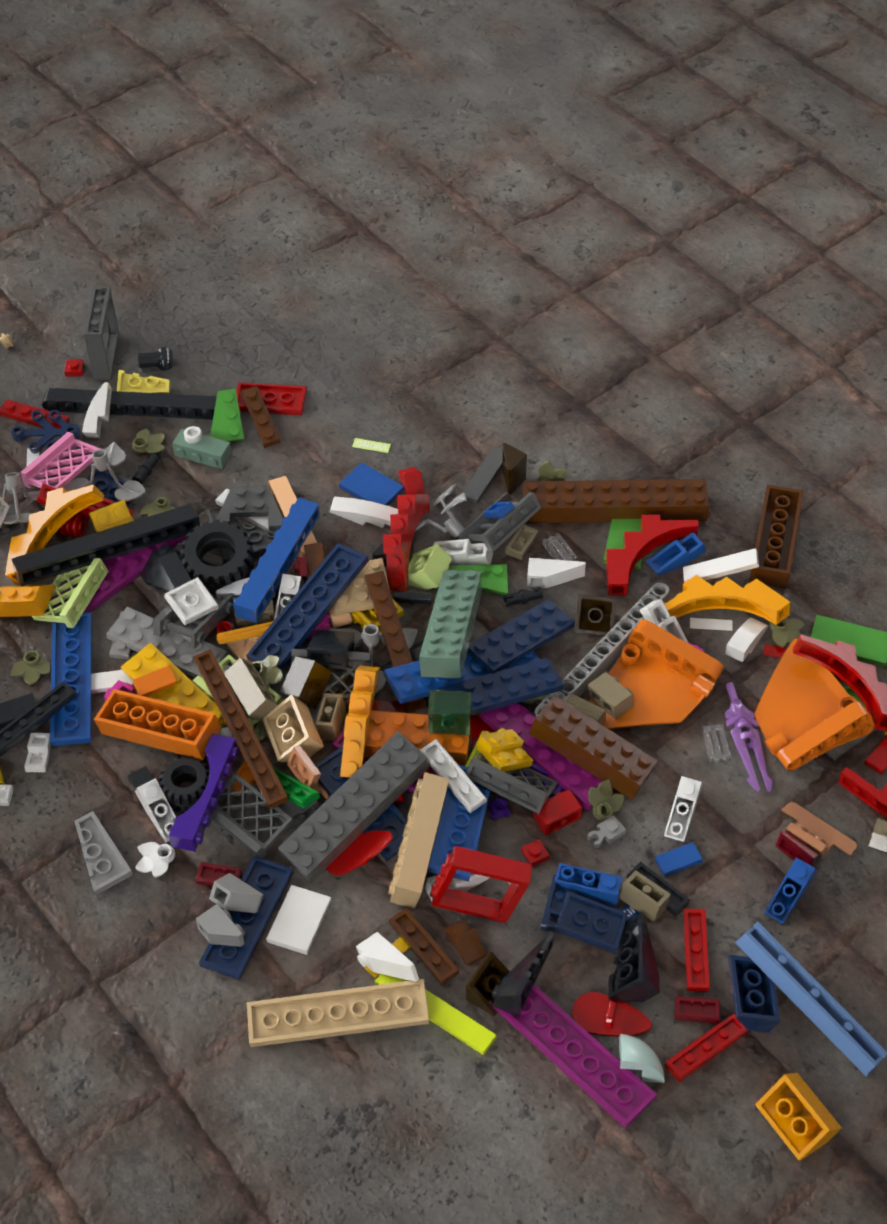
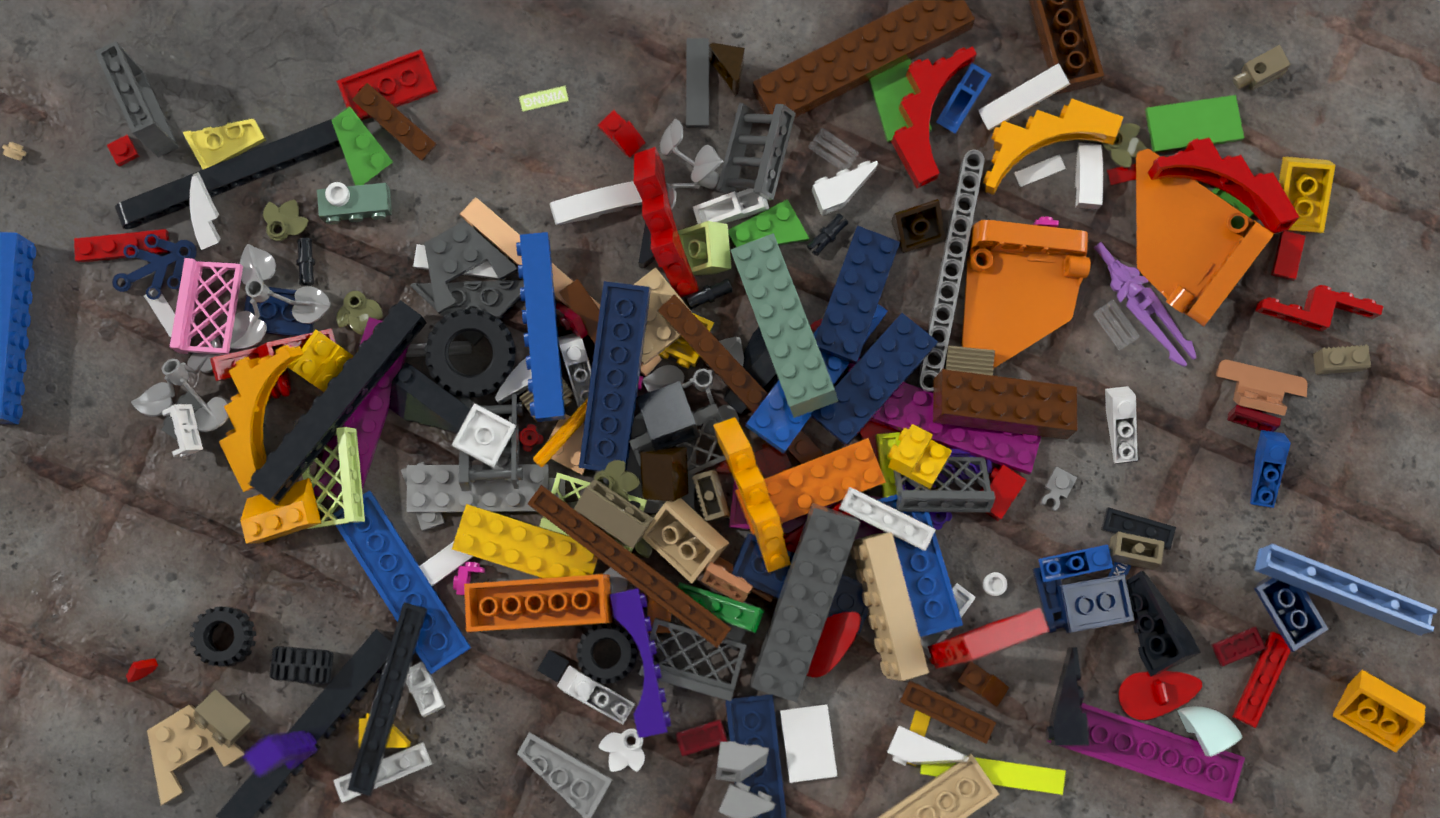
camera: 30 degrees left, 30 degrees up
(31, 667) = (349, 593): olive plate -> none
(155, 681) = (502, 553): orange tile -> none
(162, 359) = (221, 90): black piece -> none
(371, 485) = (578, 160): blue tile -> none
(450, 712) = (855, 455): clear green brick -> none
(482, 984) = (1031, 722): dark brown slope -> none
(498, 509) = (752, 140): blue tile -> none
(521, 542) = (791, 165): dark tan plate -> none
(535, 853) = (999, 548): red plate -> none
(547, 473) = (773, 57): olive plate -> none
(604, 798) = (1042, 456): olive plate -> none
(610, 695) = (988, 324): dark tan brick -> none
(658, 614) = (999, 205): white slope -> none
(678, 859) = (1142, 484): blue tile -> none
(696, 950) = (1208, 581): red plate -> none

